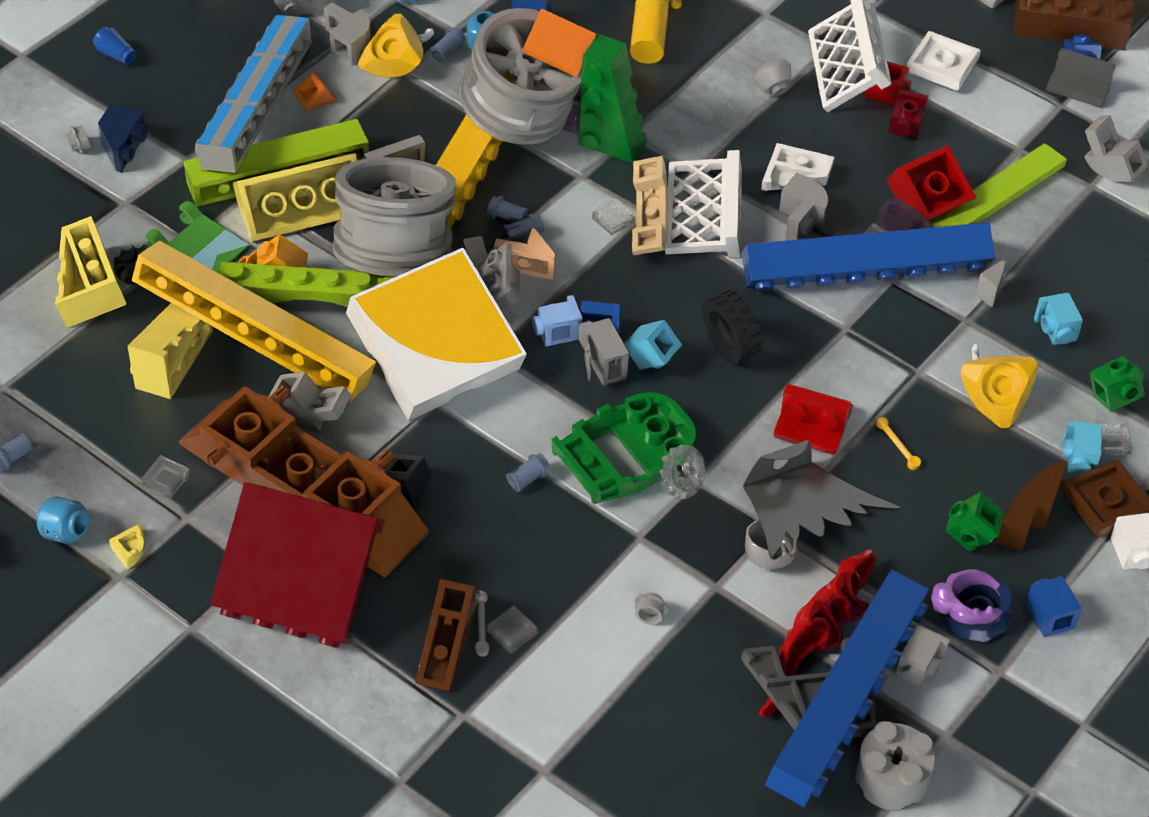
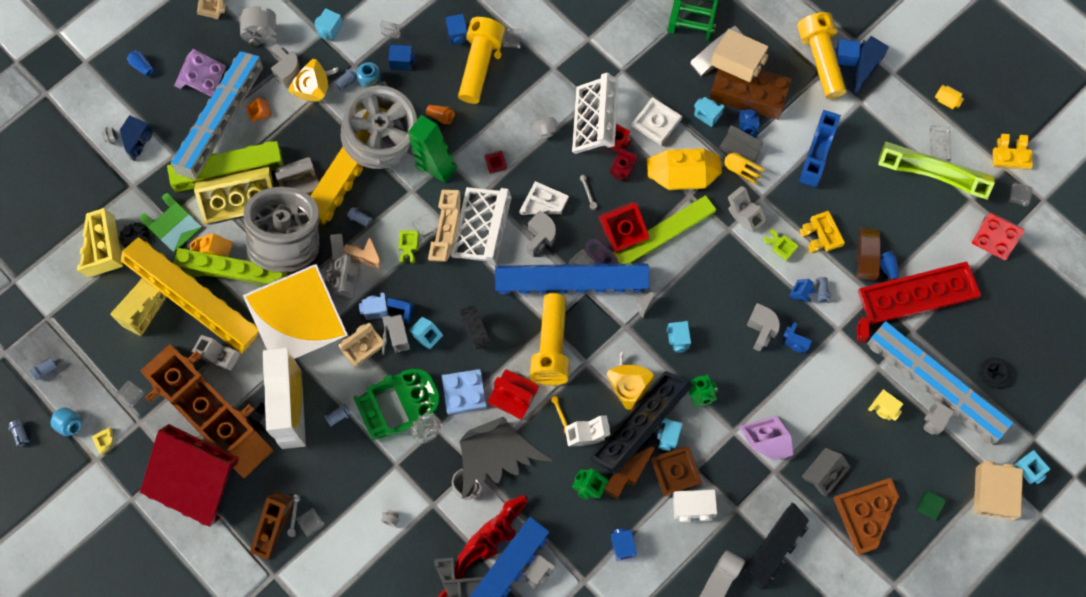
camera: 10 degrees right, 20 degrees up
(214, 49) = (200, 73): none -> lavender bracket
(446, 434) = (284, 398): none -> white tile
(522, 229) = (367, 232): sand blue pin -> none
(547, 372) = (361, 344): none -> tan bracket
(558, 42) = (398, 113): orange slope -> none
(594, 238) = (408, 243): none -> lime plate
(705, 127) = (495, 161): none -> dark red slope
(730, 425) = (463, 391): none -> light blue plate
(865, 365) = (549, 365): none -> yellow piece
(873, 171) = (593, 205): none -> light grey hinge
(952, 458) = (587, 432): none -> white brick
(973, 604) = (576, 540): piece -> none
(1000, 110) = (684, 168): none -> yellow wedge
(1017, 42) = (708, 111): none -> medium azure brick
(1034, 430) = (641, 422): none -> black plate
(1092, 103) = (738, 165): none -> yellow arm

